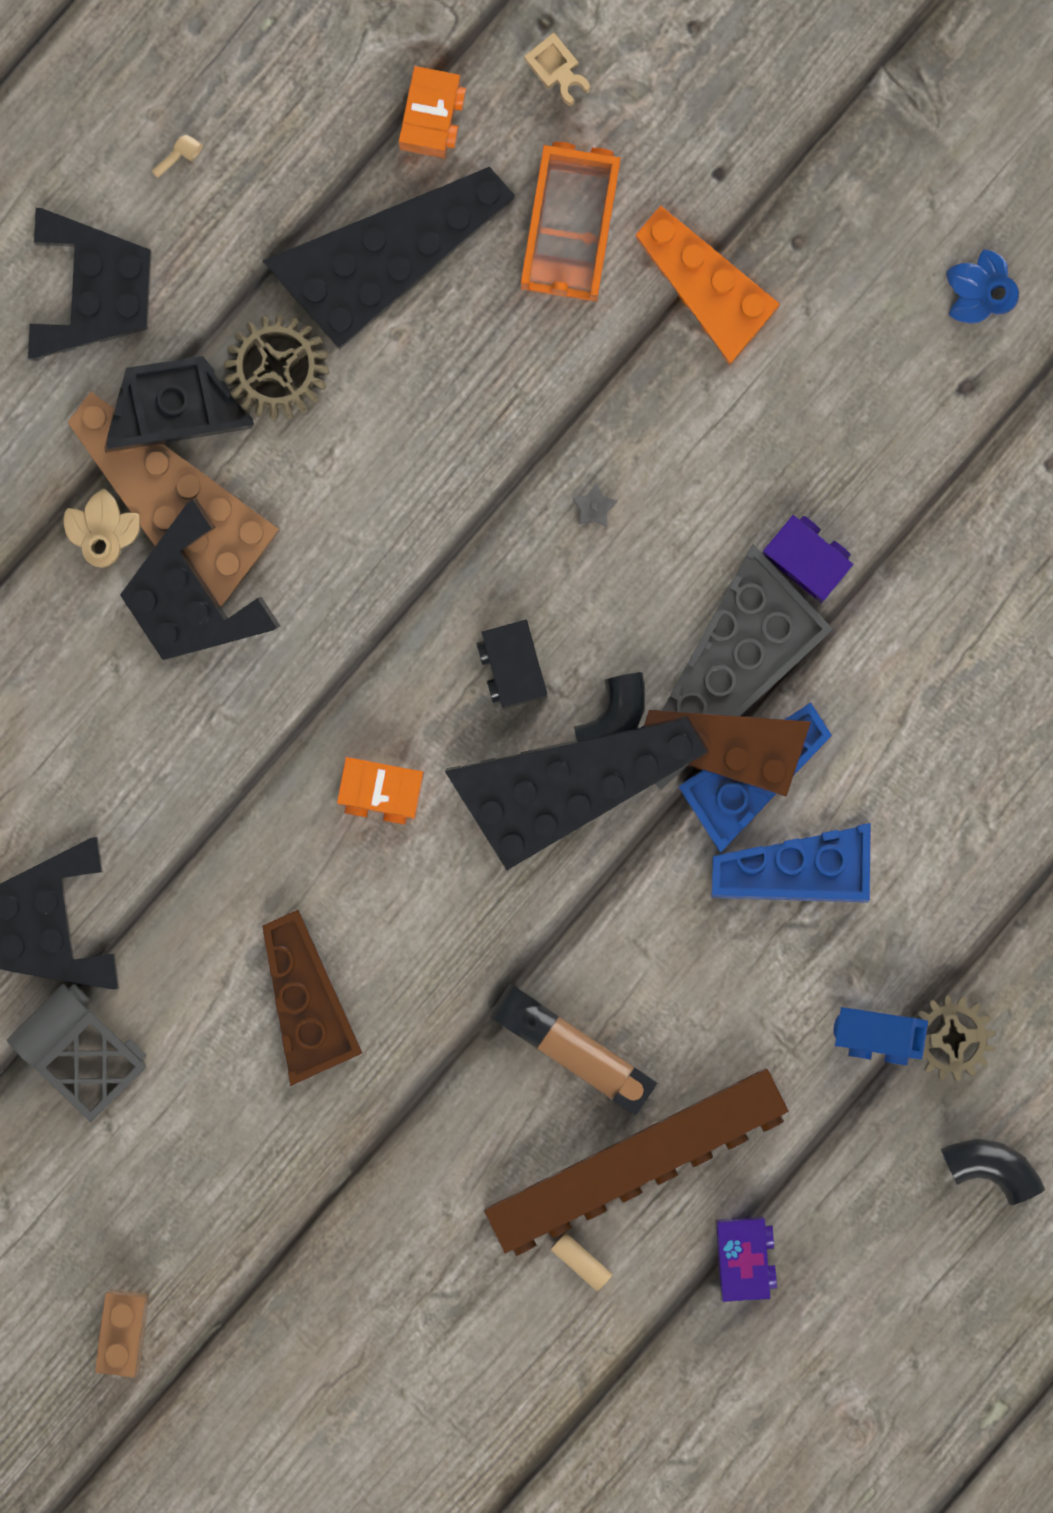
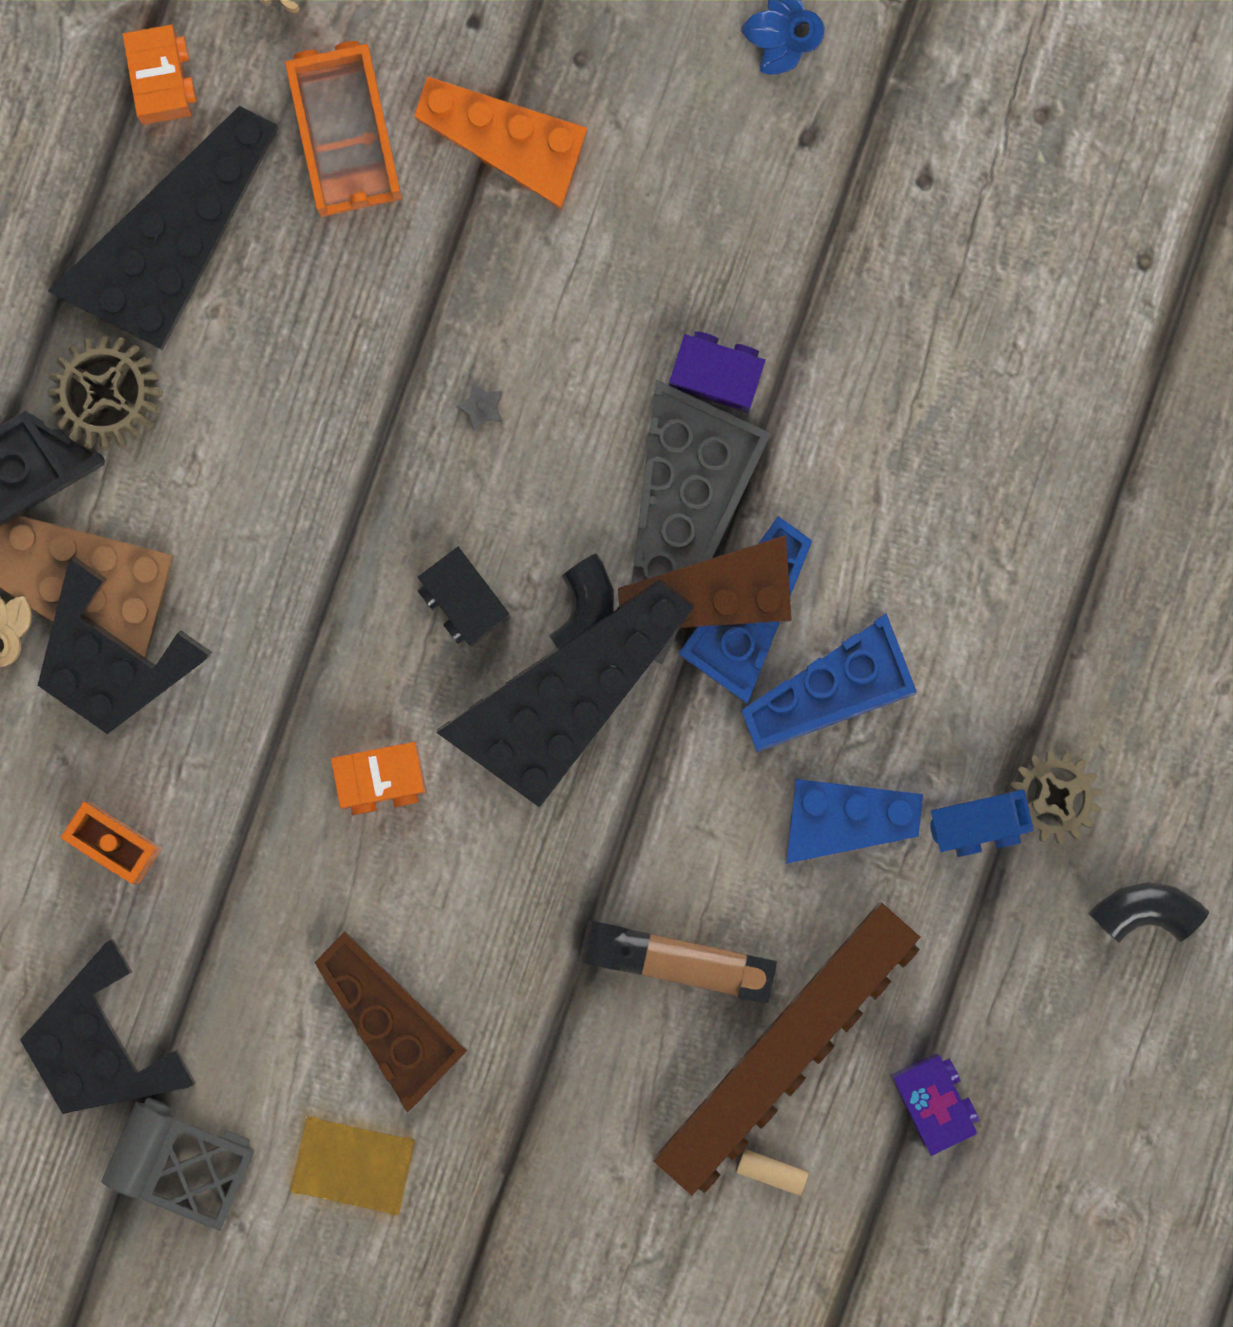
camera: 20 degrees left, 0 degrees up
(130, 754) = (111, 843): none -> orange brick
(225, 1112) = (352, 1165): none -> clear yellow piece
(767, 985) = (848, 818): none -> blue wing

